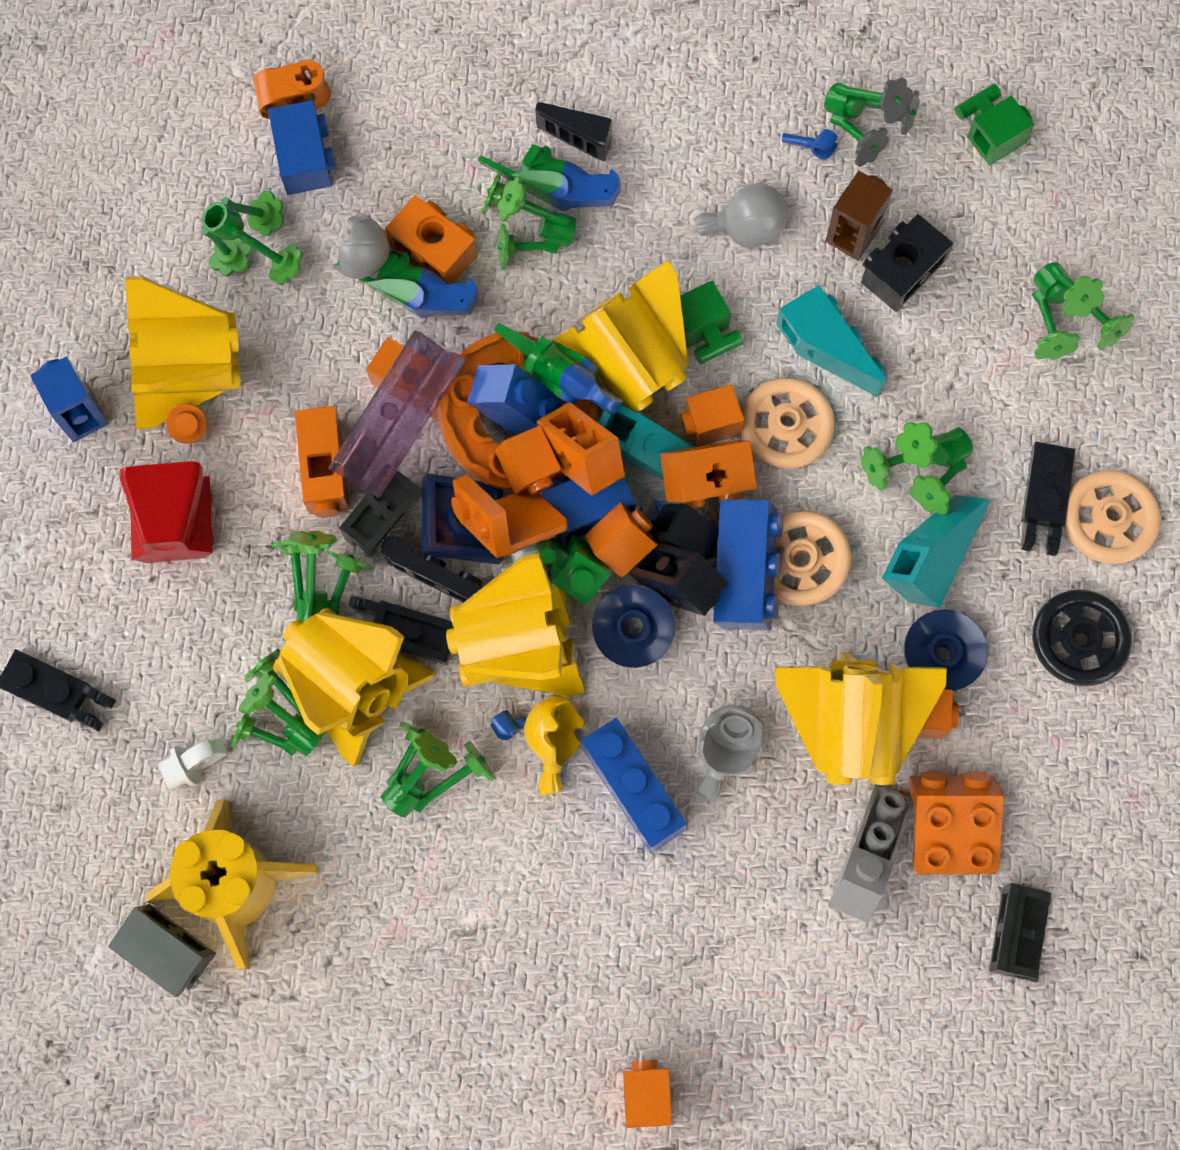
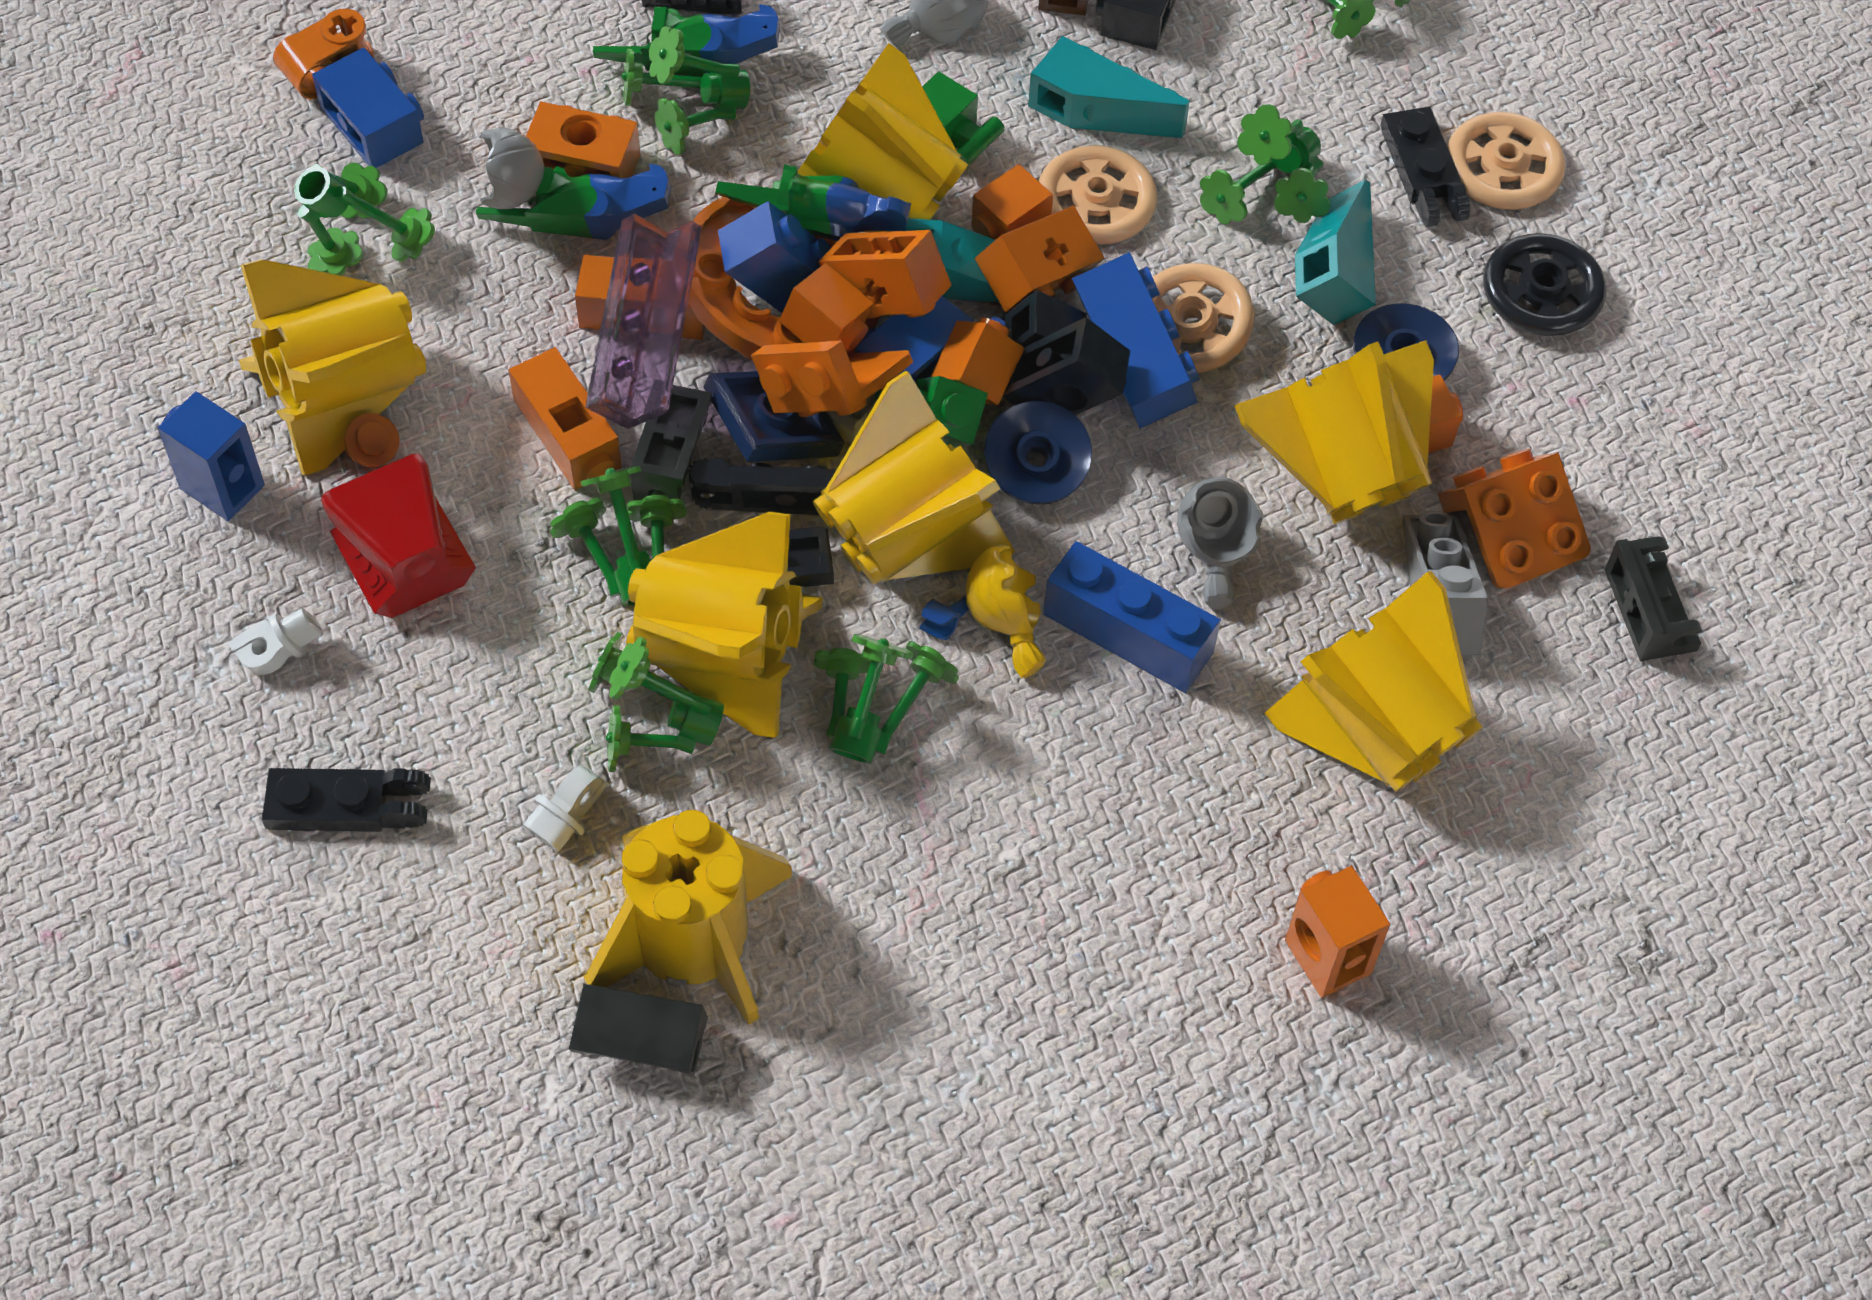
camera: 30 degrees left, 15 degrees down
(64, 554) = (280, 635): none -> white piece
(775, 936) = (1387, 694): none -> yellow brick

